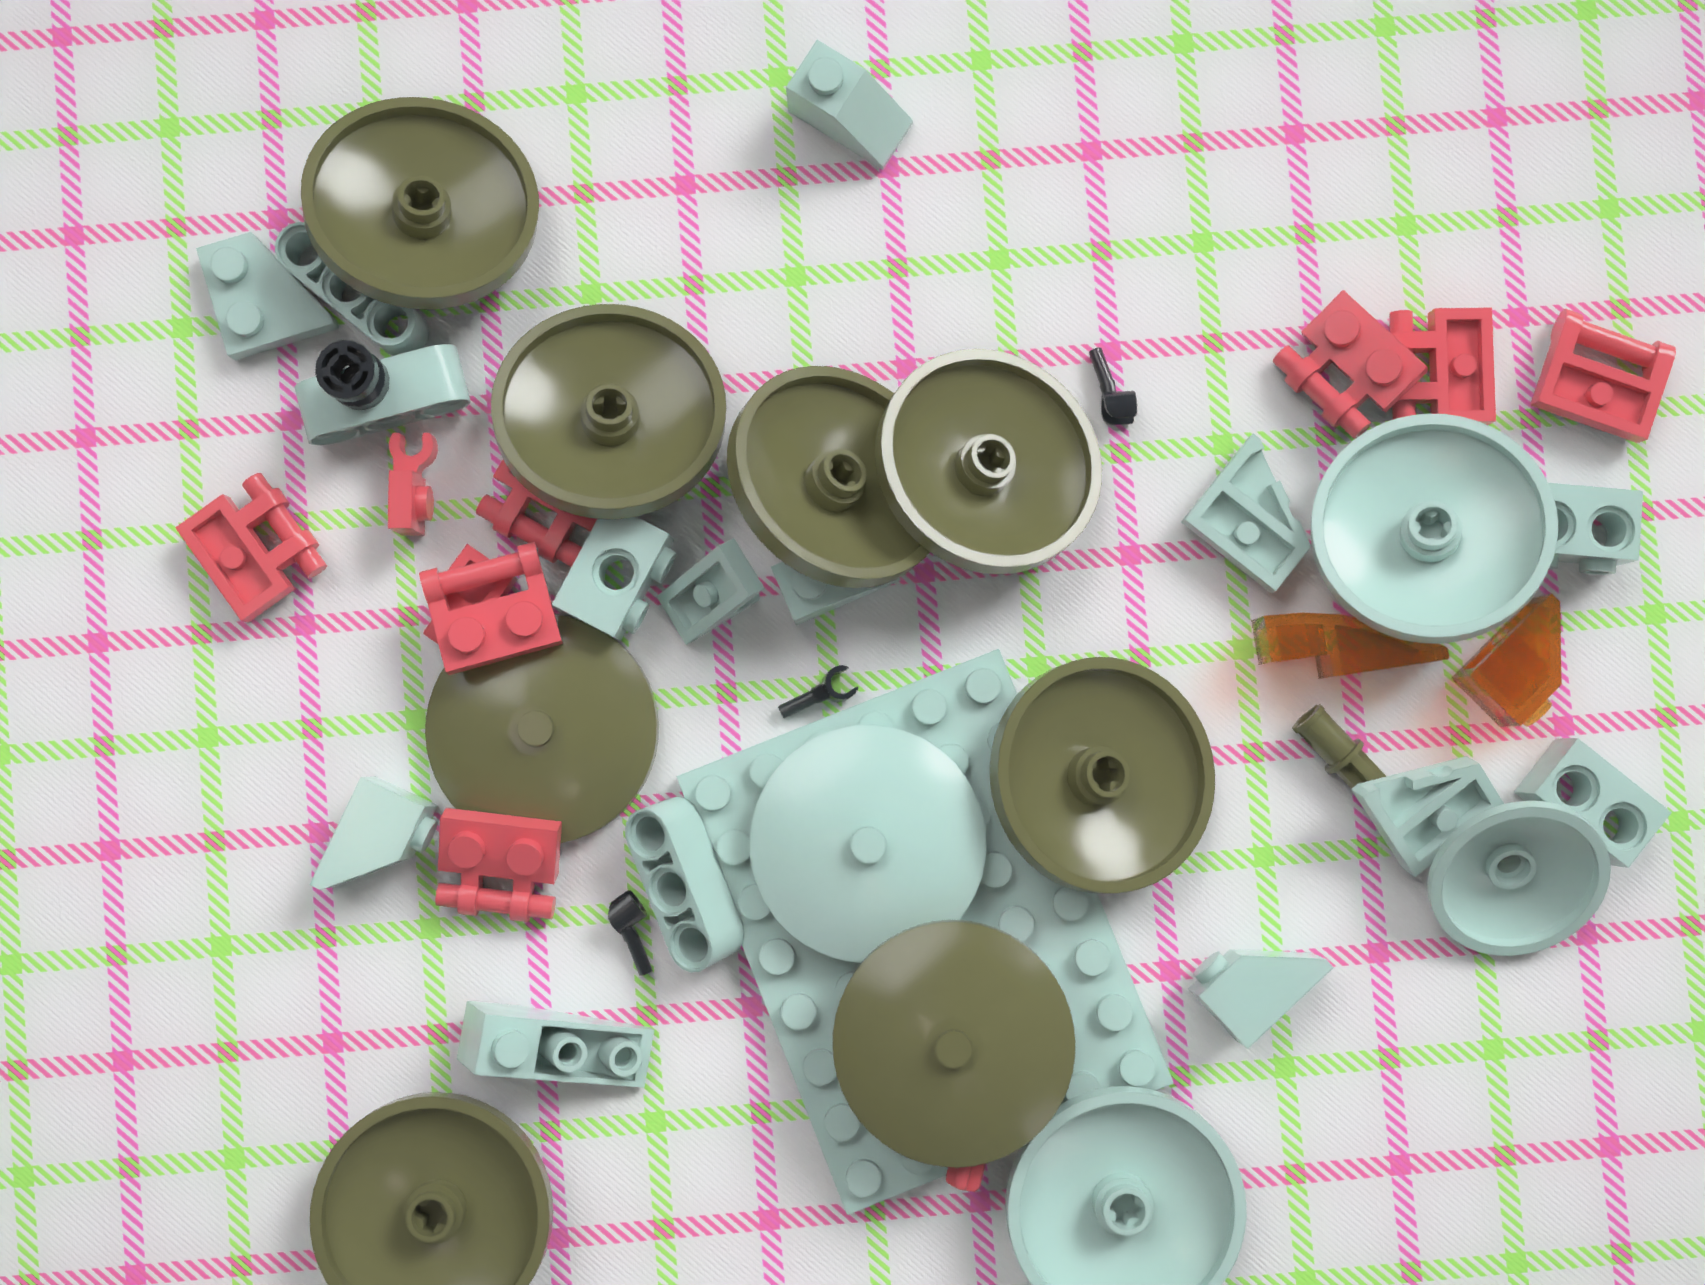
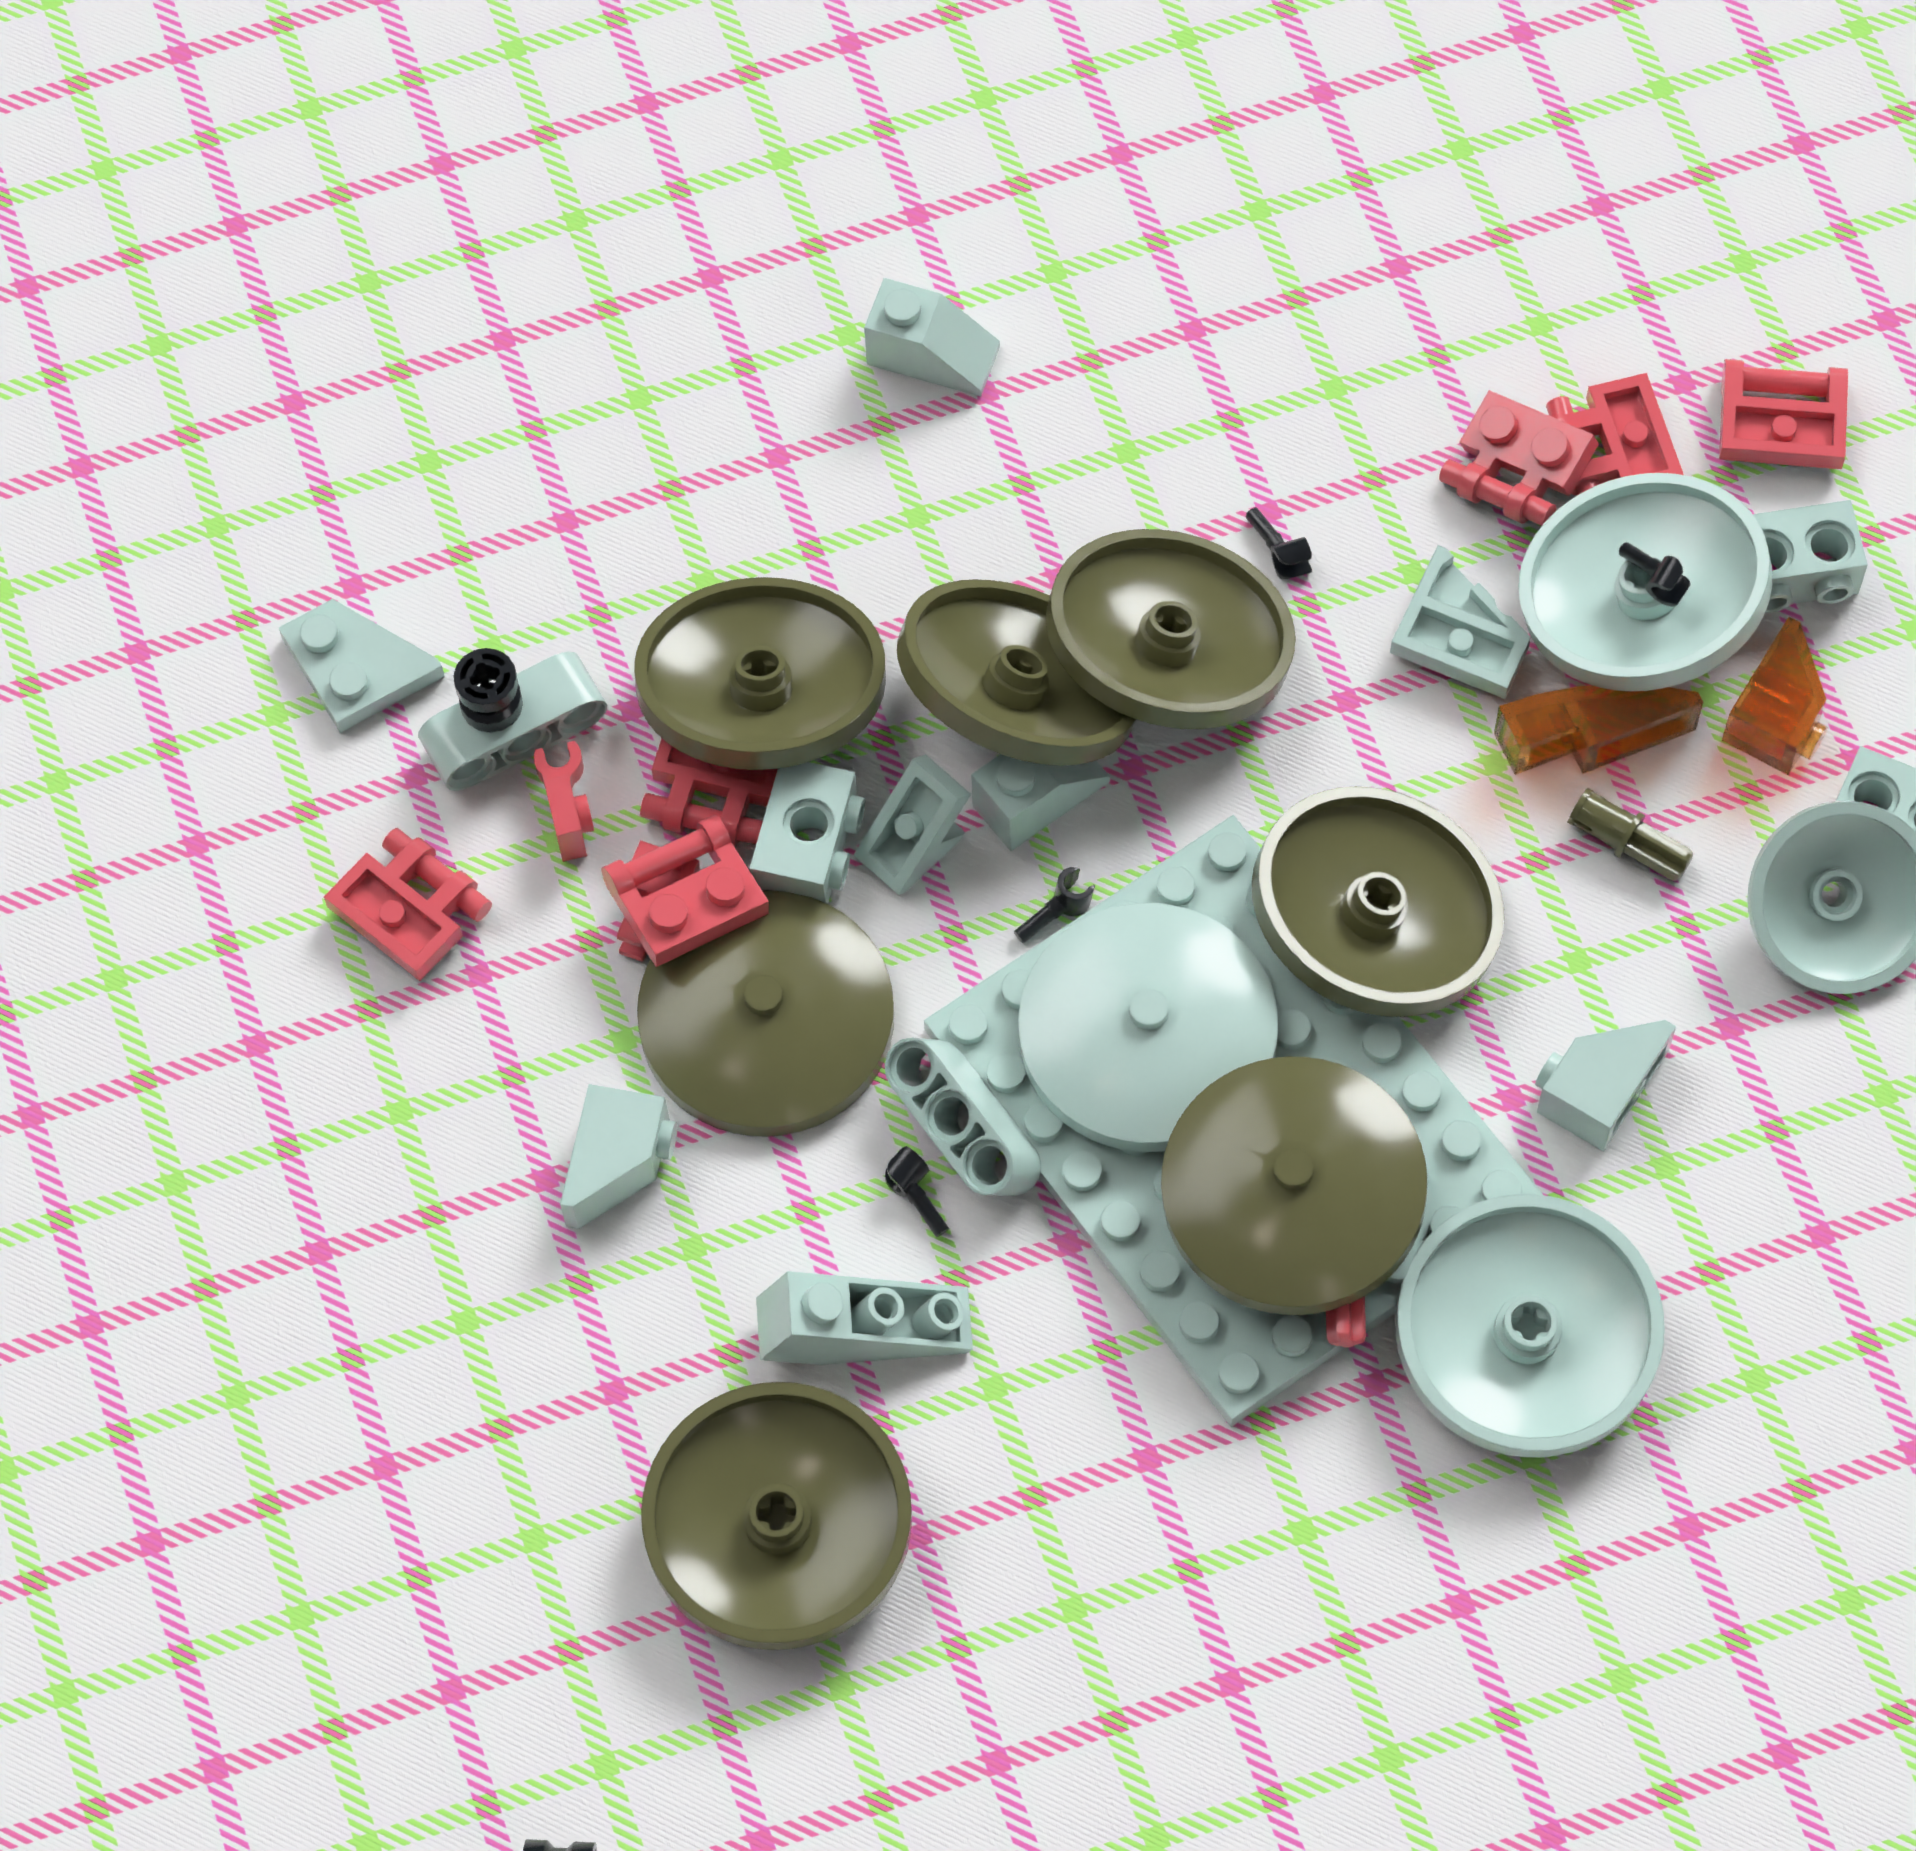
camera: 10 degrees left, 20 degrees down
(364, 312) = (442, 605): light aqua beam -> none
(419, 203) = (512, 523): olive dish -> none
(500, 848) = (753, 1131): coral plate -> none
(1424, 806) = (1717, 858): light aqua wing -> none
(1458, 540) = (1666, 581): none -> black hand

